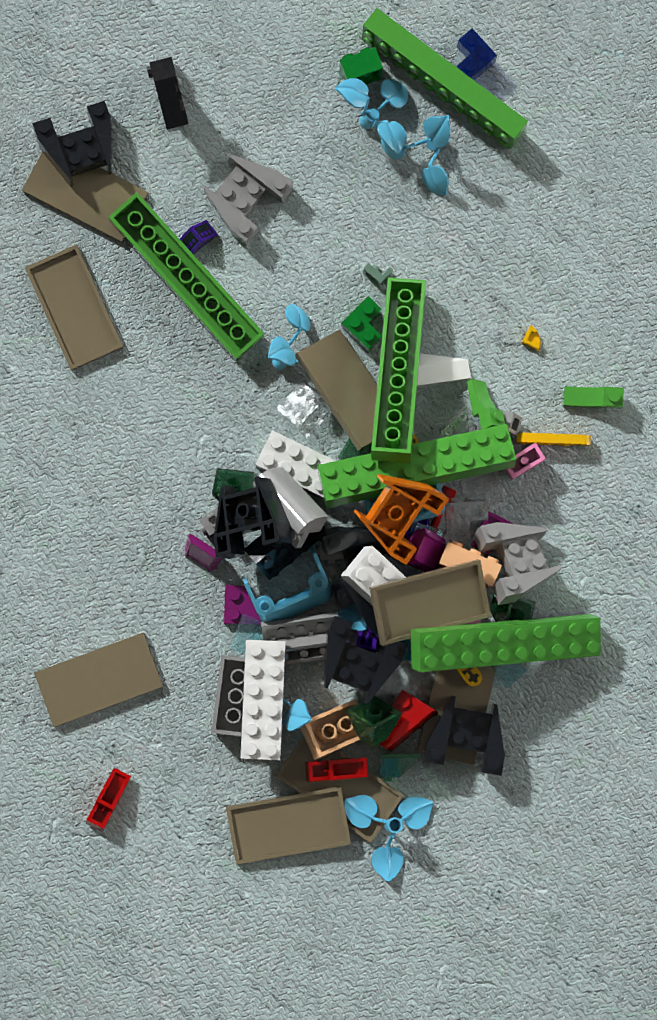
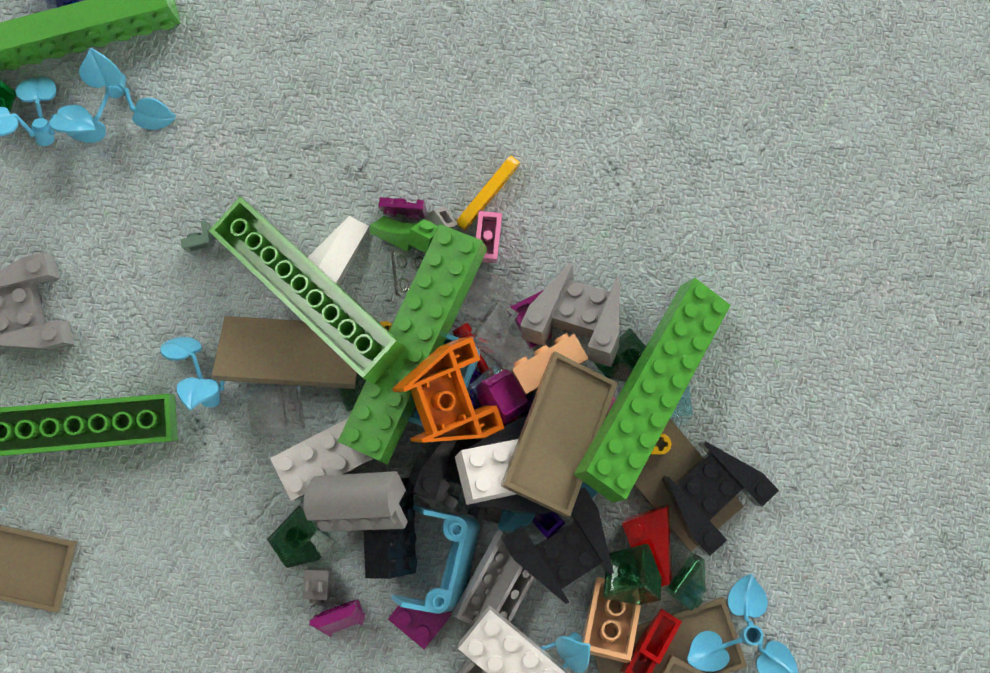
camera: 55 degrees left, 0 degrees up
(198, 236) = (25, 384): slope -> none
(247, 630) = (450, 632): clear light blue piece -> none
(249, 512) = (331, 548): black wedge -> none
(359, 325) = (233, 293): green brick -> none
(502, 399) = (395, 206): none -> magenta wing
(532, 339) = (376, 140): yellow tile -> none
(593, 397) = (477, 124): bright green slope -> none

